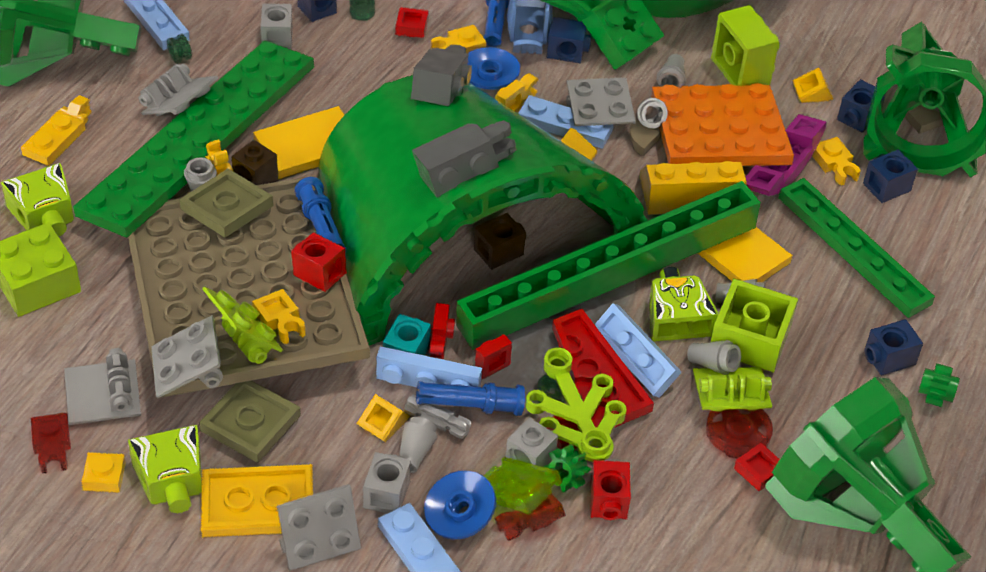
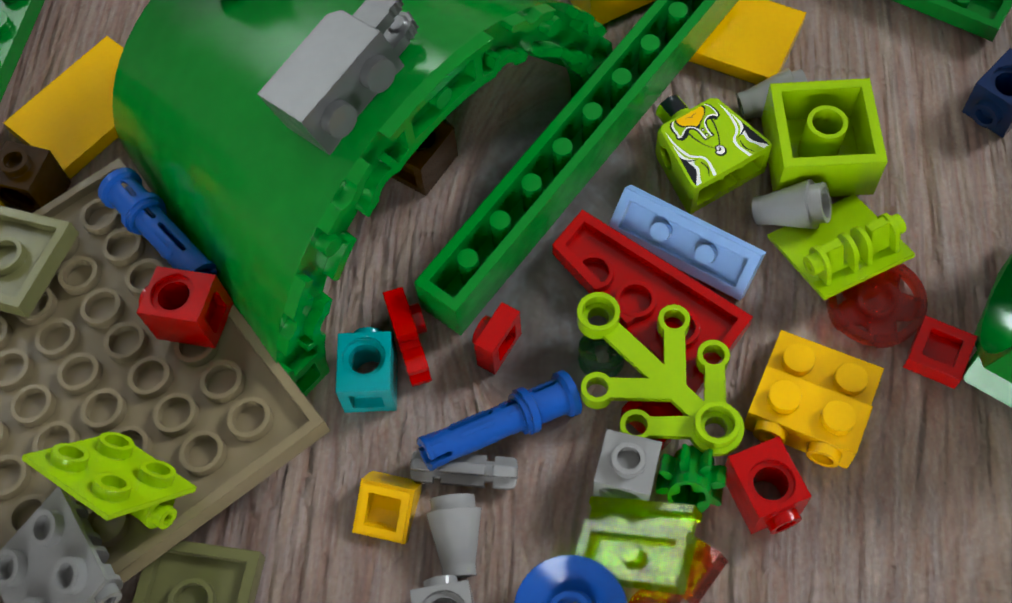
camera: 15 degrees left, 15 degrees up
(280, 312) = (164, 424): yellow plate -> none
(409, 368) = (416, 407): light blue plate -> none
(667, 462) = (814, 400): none -> yellow plate

